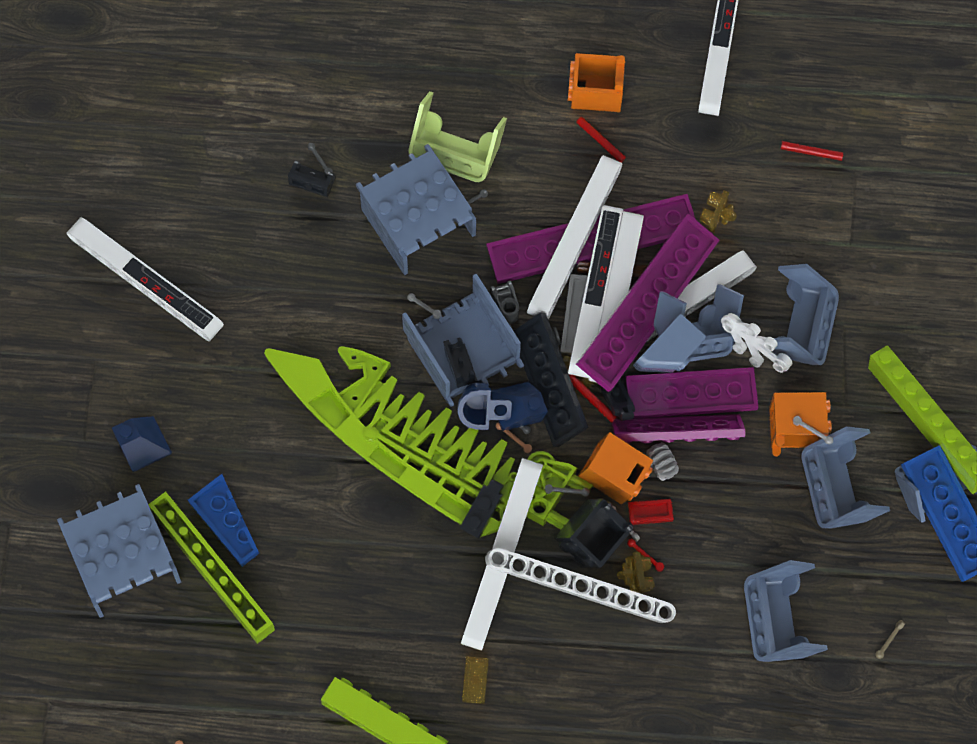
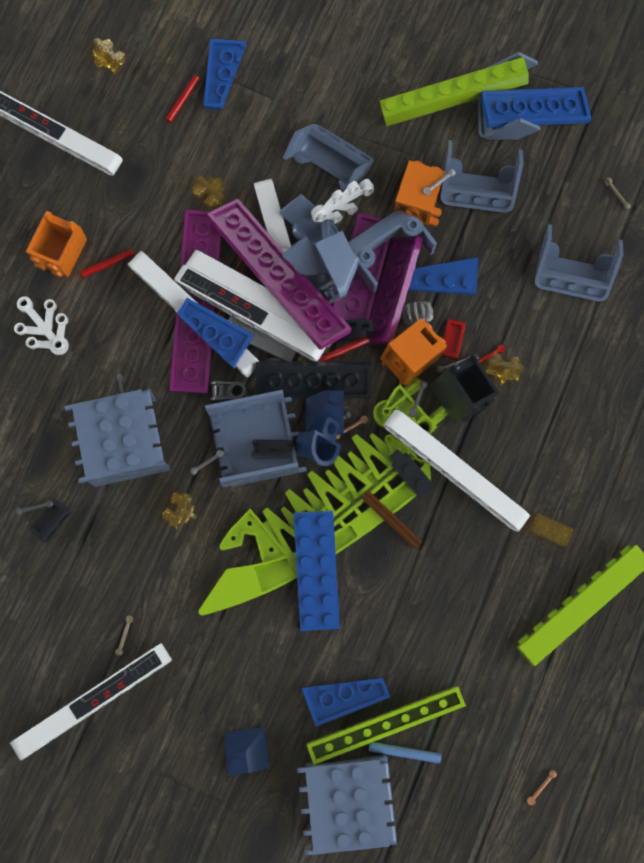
camera: 70 degrees left, 10 degrees up
(189, 599) = (405, 752): none -> medium blue piece
(237, 288) = (129, 619): none -> dark tan hinge
(347, 447) = (316, 570): none -> blue plate
(363, 298) = (182, 501): none -> clear yellow hips
(427, 506) = (391, 519): none -> reddish brown axle
(455, 153) = (76, 386): yellowish green windscreen -> none
(509, 103) = (43, 328): none -> white plant
(560, 264) = (220, 334): none -> blue wing
(591, 585) = (499, 420): white beam -> none
(718, 486) = (449, 278): none -> blue wing
(753, 407) = (381, 232): none -> sand blue windscreen
(824, 59) = (105, 56): none -> clear yellow hips
(860, 177) = (221, 69): none -> blue wing

